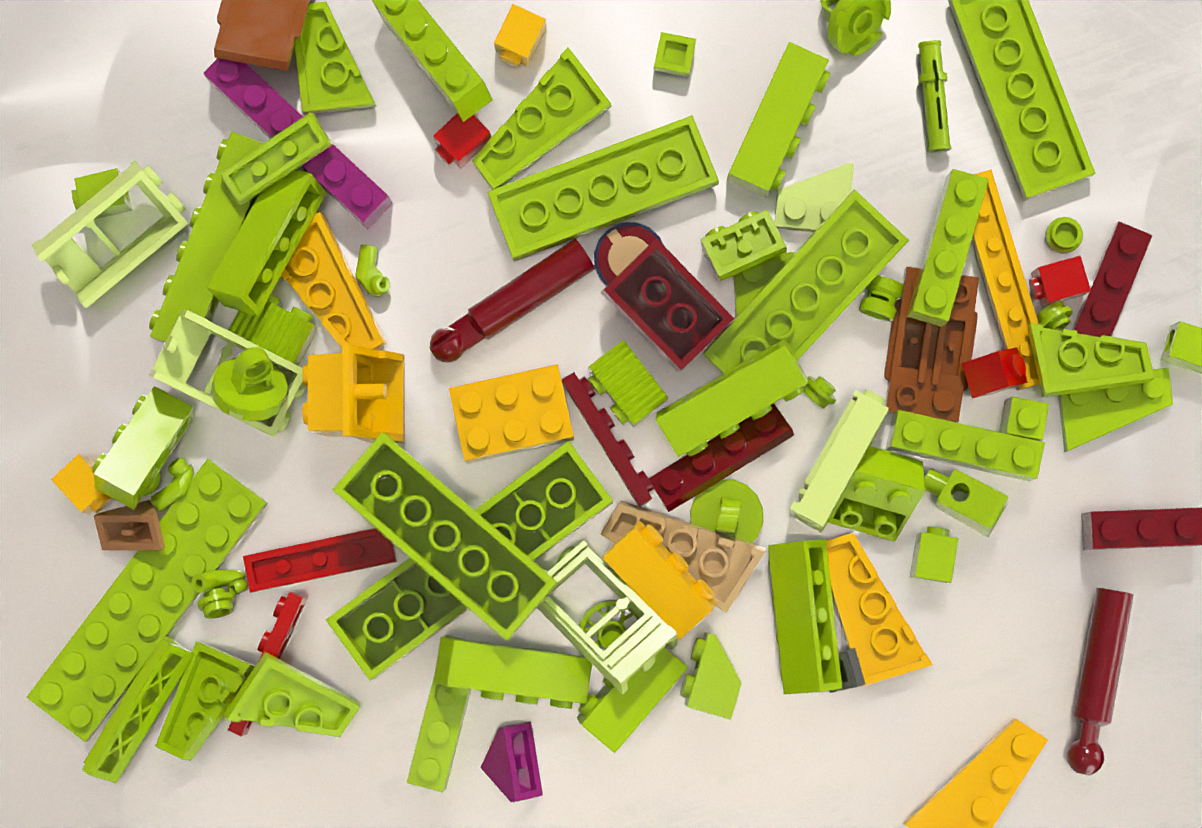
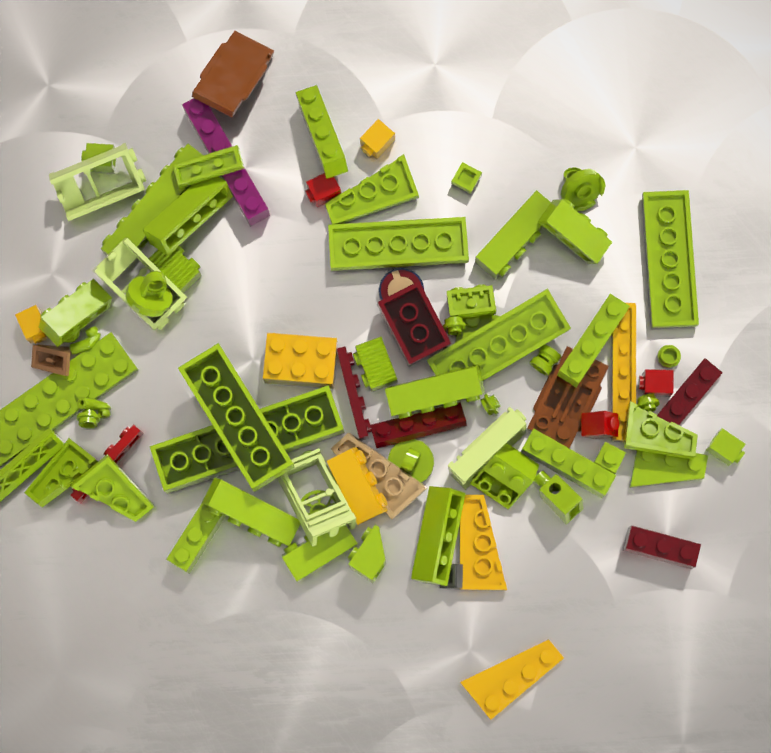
camera: 20 degrees right, 5 degrees down
(318, 559) = (157, 412): red plate -> none
(326, 67) = (256, 123): lime wing -> none
(330, 289) = (216, 255): yellow wing -> none
(356, 394) = (211, 318): yellow piece -> none
(367, 273) = (241, 251): lime arm -> none
(512, 301) = (322, 294): dark red piece -> none
(513, 763) = (235, 569): magenta slope -> none
(729, 288) = (454, 325): none -> lime plate
(811, 201) = (518, 289): yellowish green wing -> none
(867, 87) = (575, 231): none -> lime brick
(933, 80) = (615, 250): lime pin -> none
(934, 555) = (529, 524): lime brick -> none
(1099, 676) = (607, 629): dark red piece -> none

